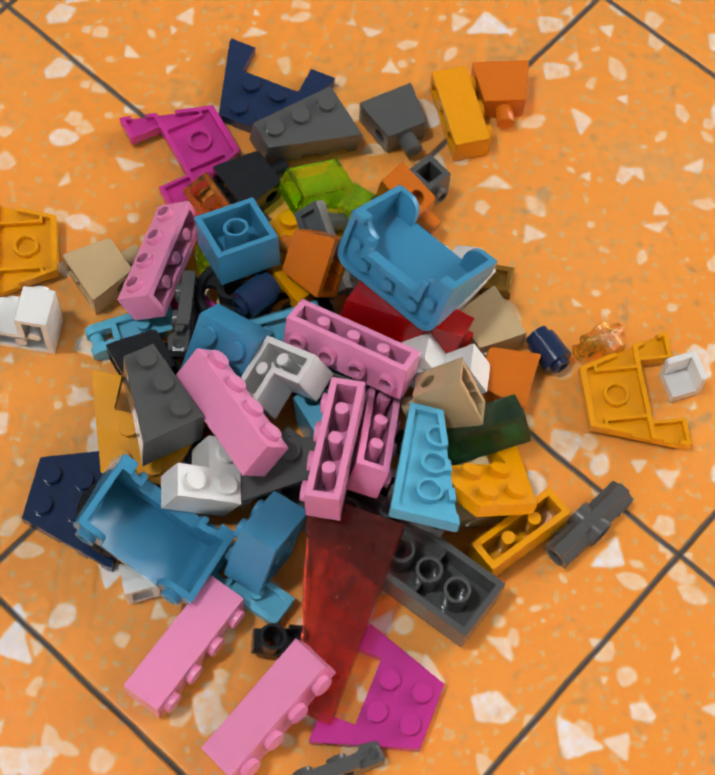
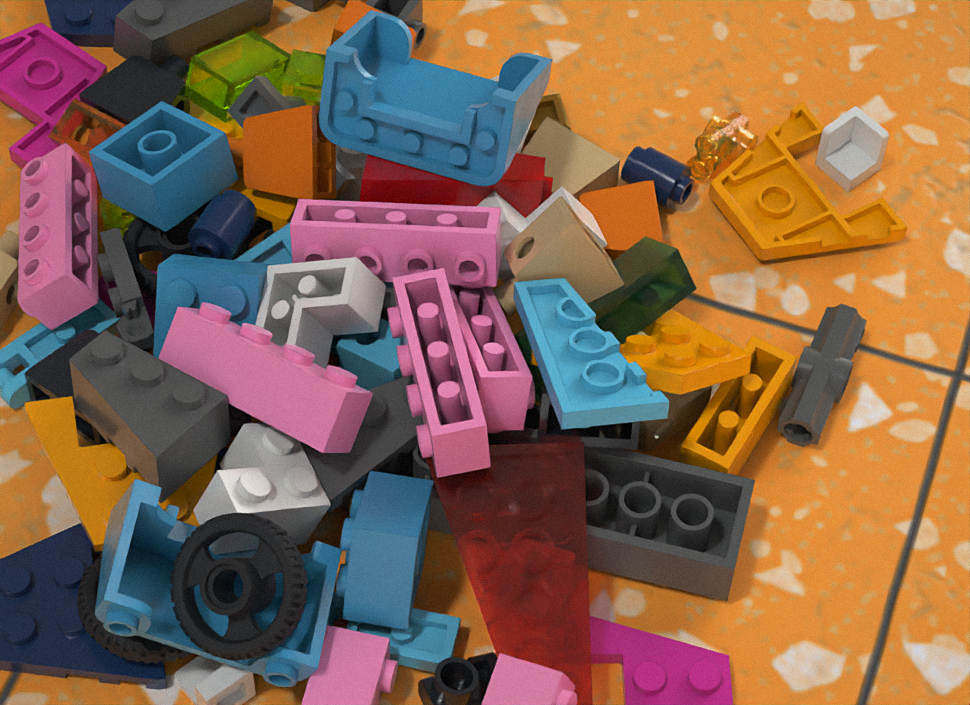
camera: 20 degrees left, 10 degrees down
(146, 533) = (216, 579): none -> black wheel

